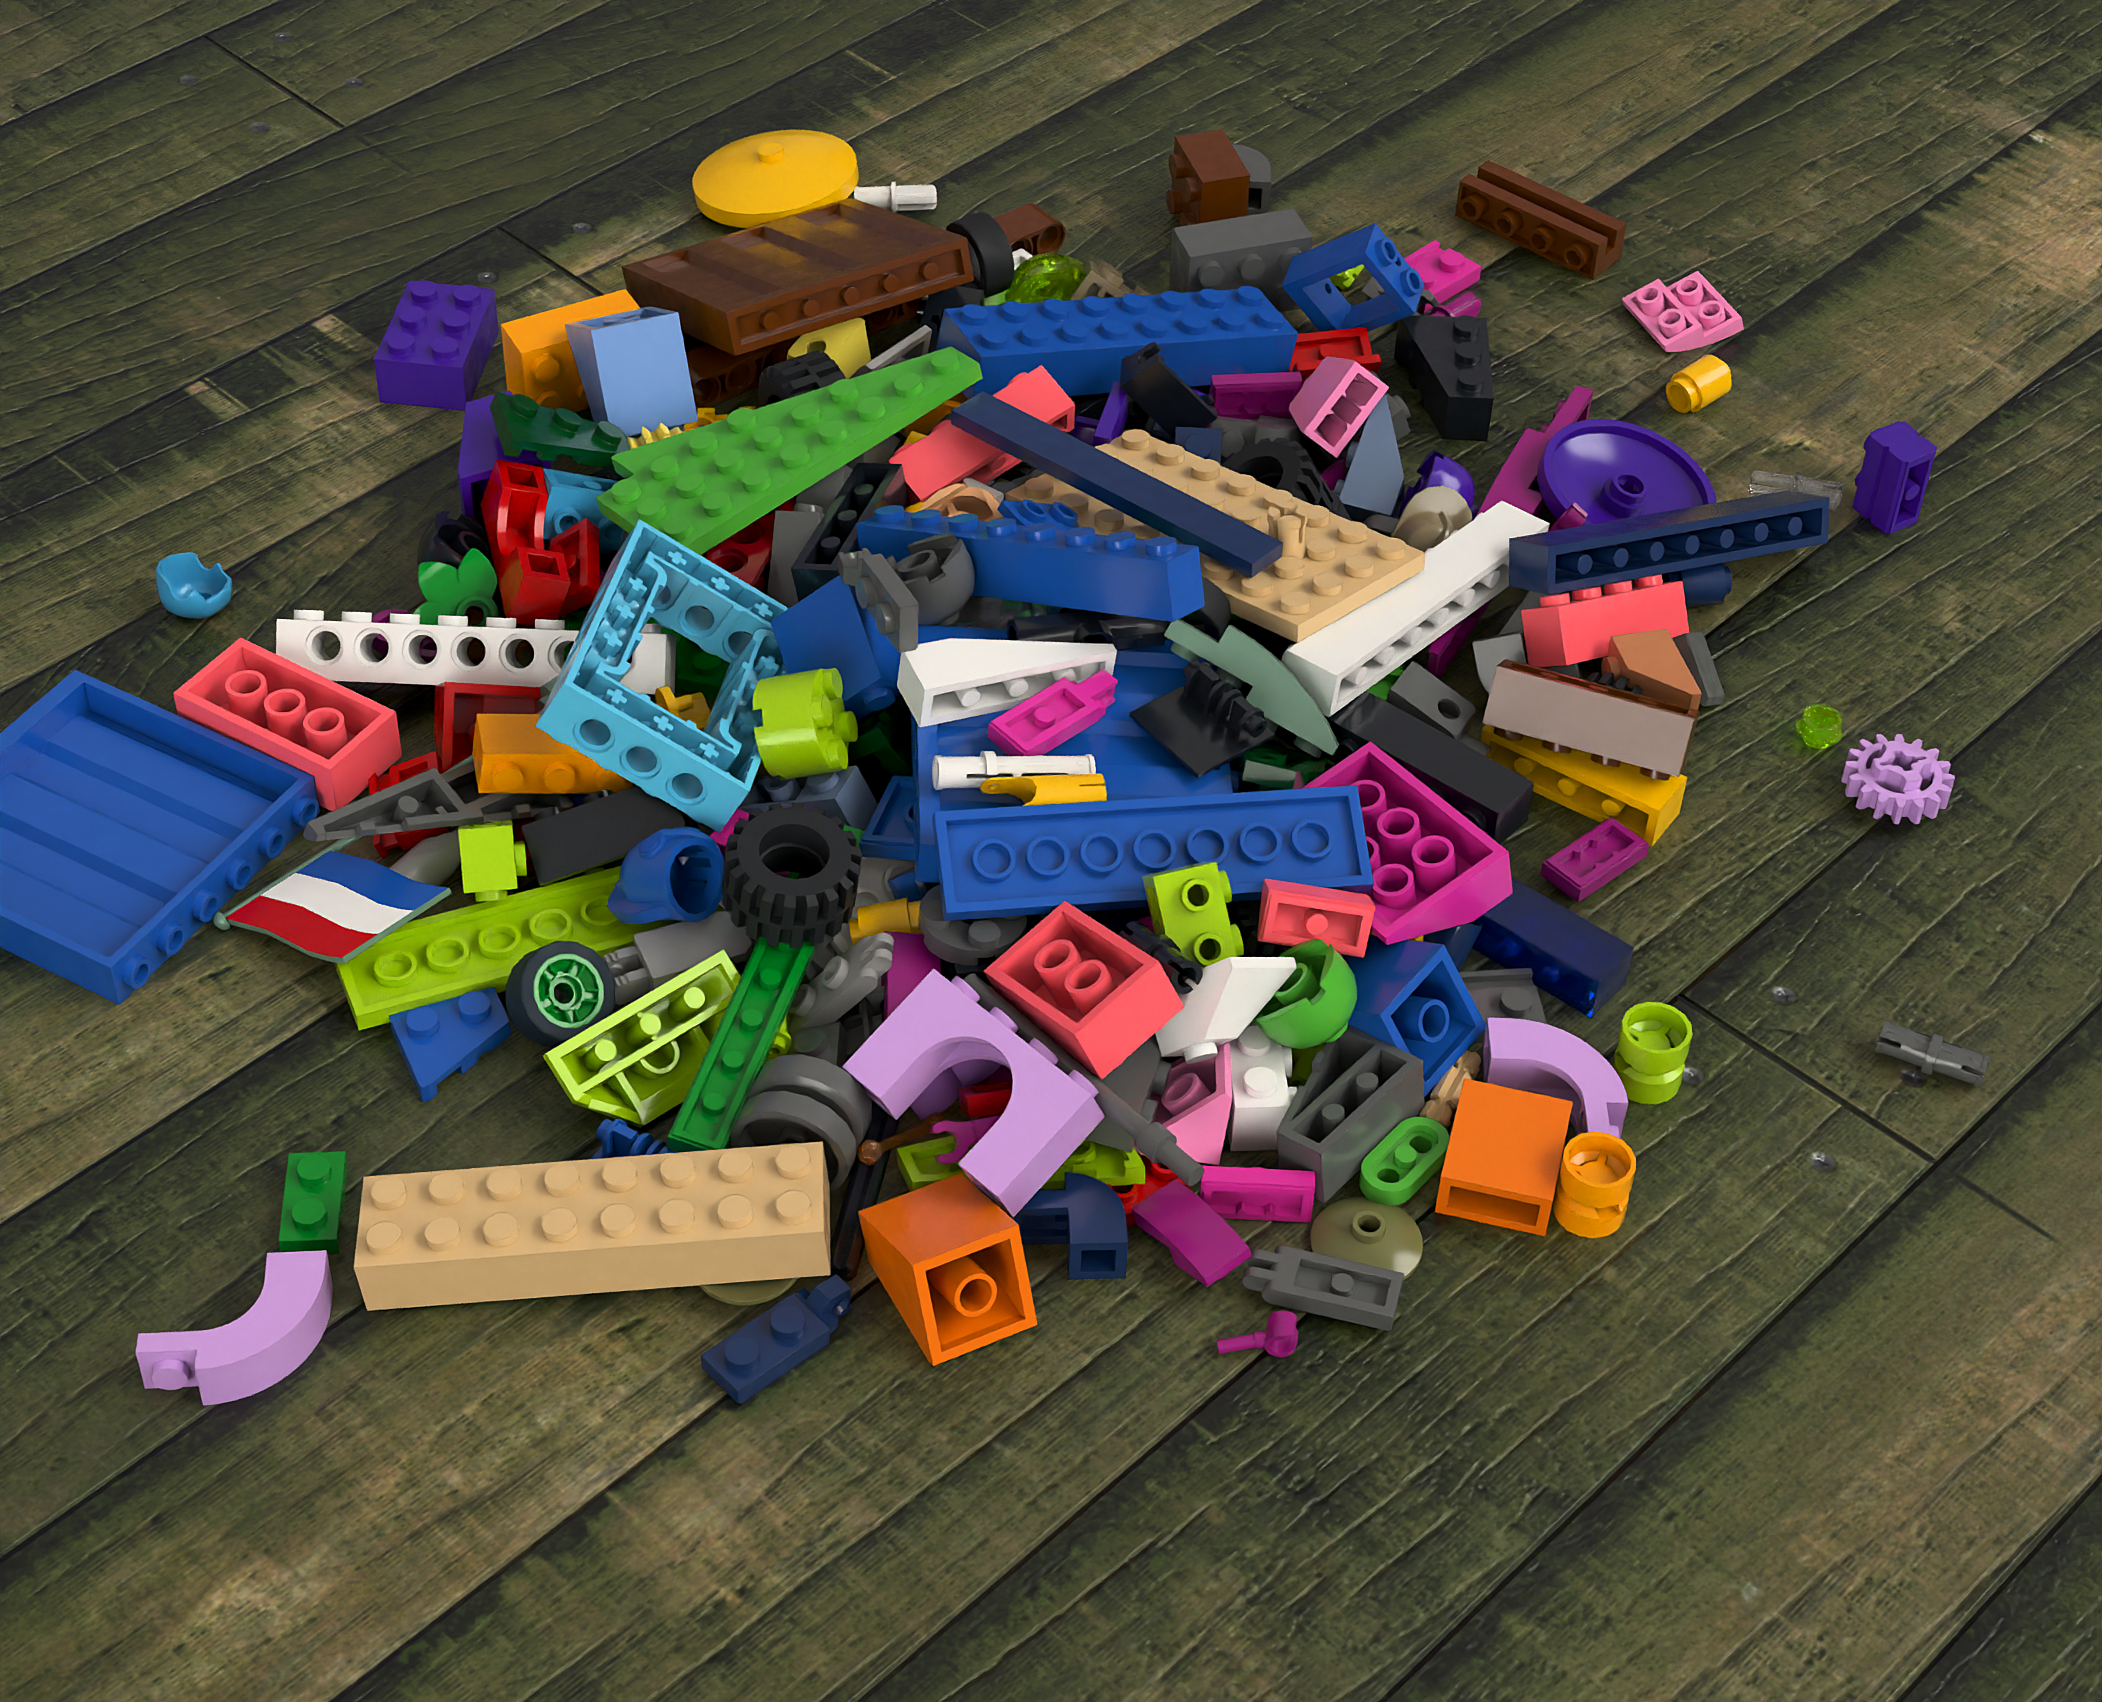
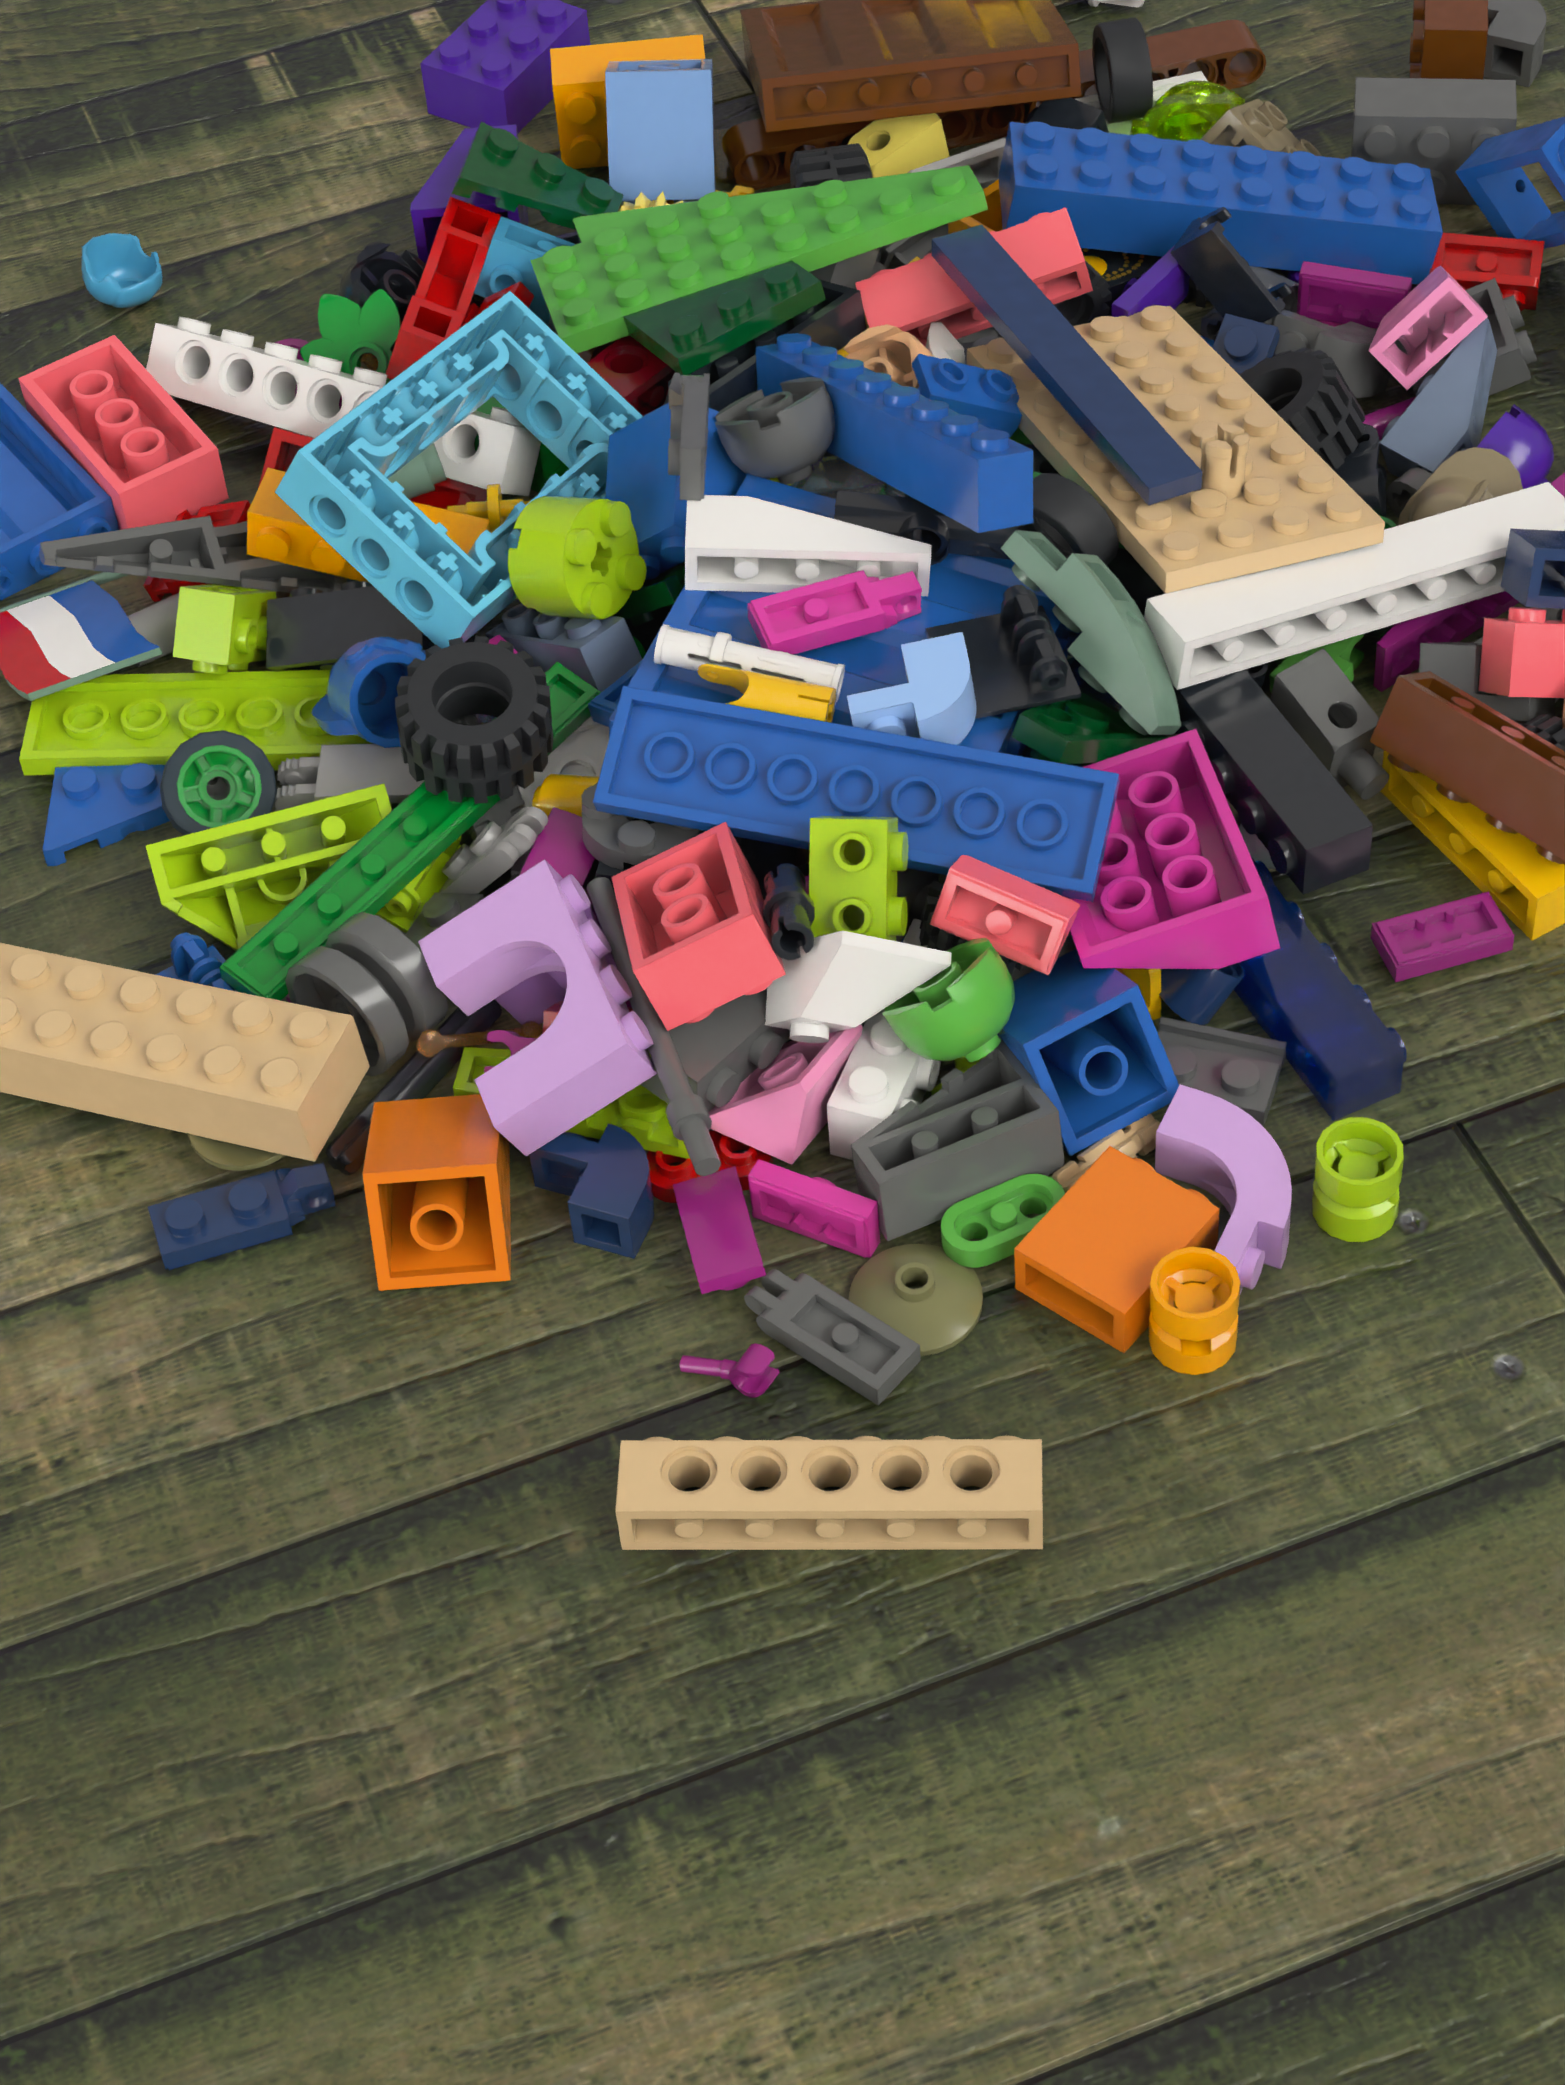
camera: 30 degrees right, 5 degrees up
(808, 508) = (724, 317): none -> dark green wing
(1173, 756) = (935, 701): none -> light blue brick
(1402, 1409) = (858, 1516): none -> tan brick

